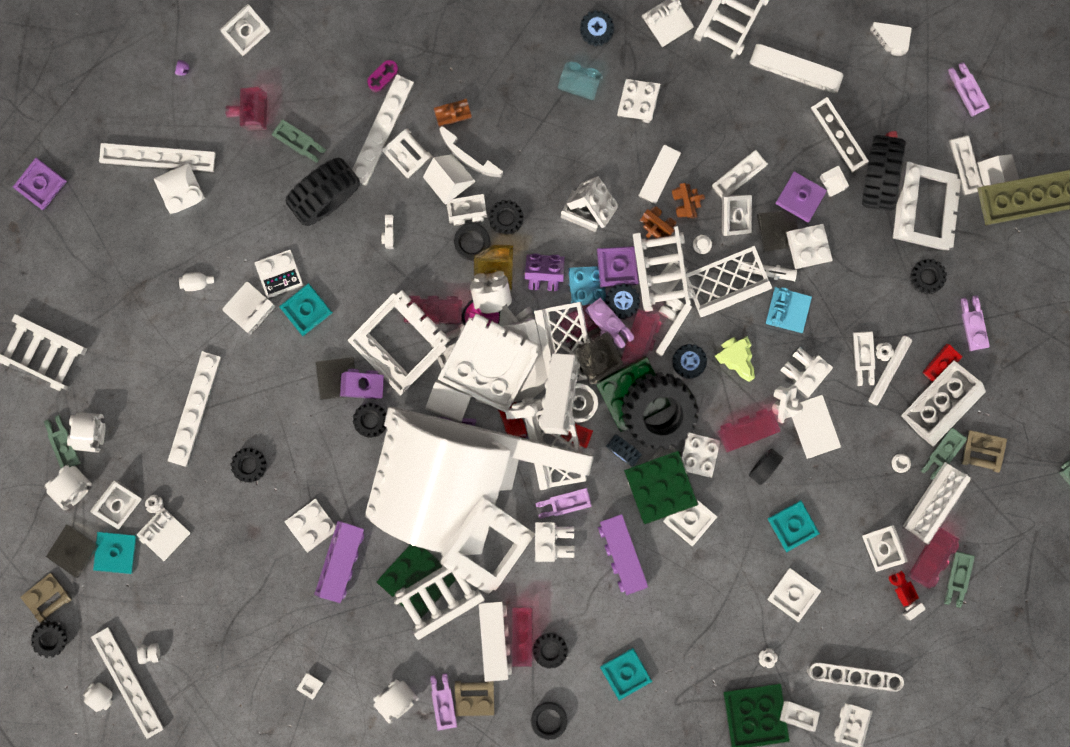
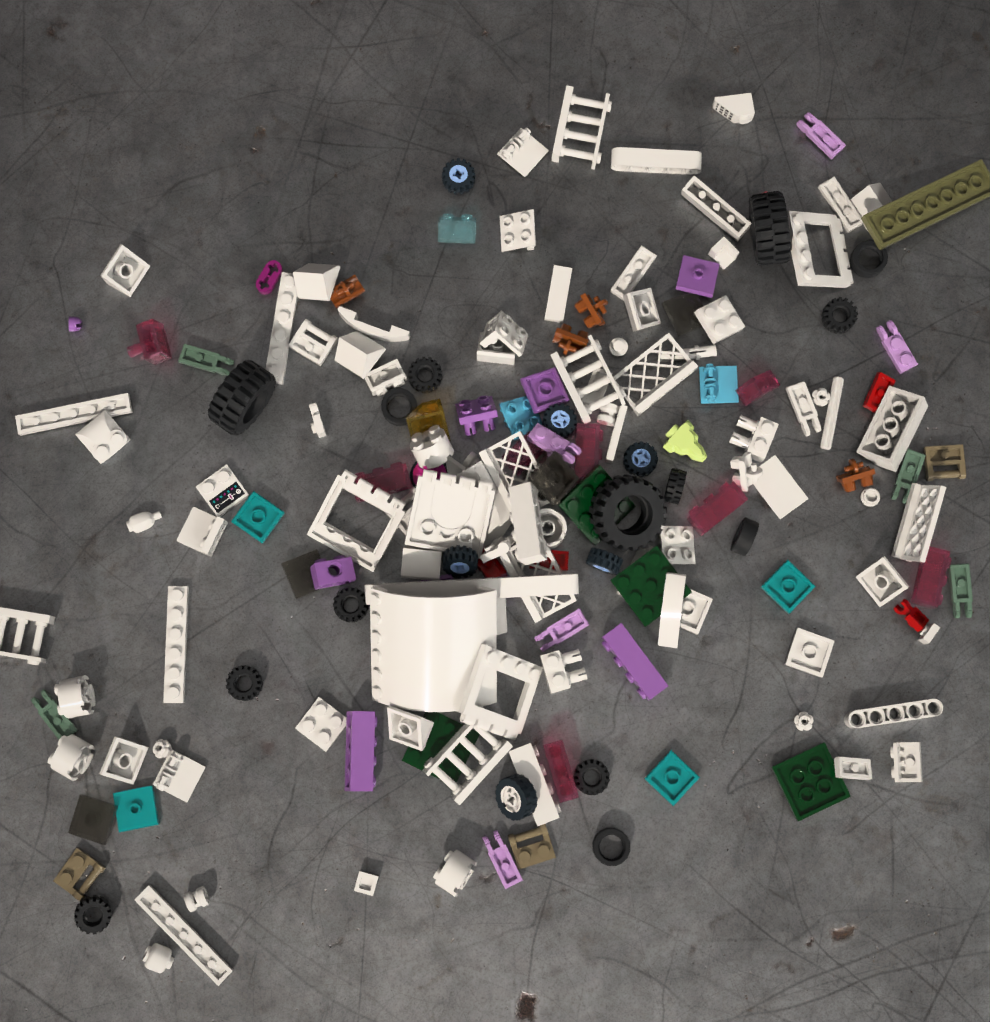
camera: 20 degrees left, 5 degrees down
(391, 554) = (408, 728): none -> white slope
(427, 94) = (316, 281): none -> white slope
(473, 648) = (516, 797): none -> black wheel
(486, 410) = (460, 561): none -> black wheel
(673, 516) = (671, 610): none -> white slope
(714, 398) = (675, 486): none -> black tyre
(825, 324) = (757, 387): none -> clear pink arch
(893, 435) = (864, 474): none -> dark orange hips
(973, 242) = (861, 270): none -> black tyre

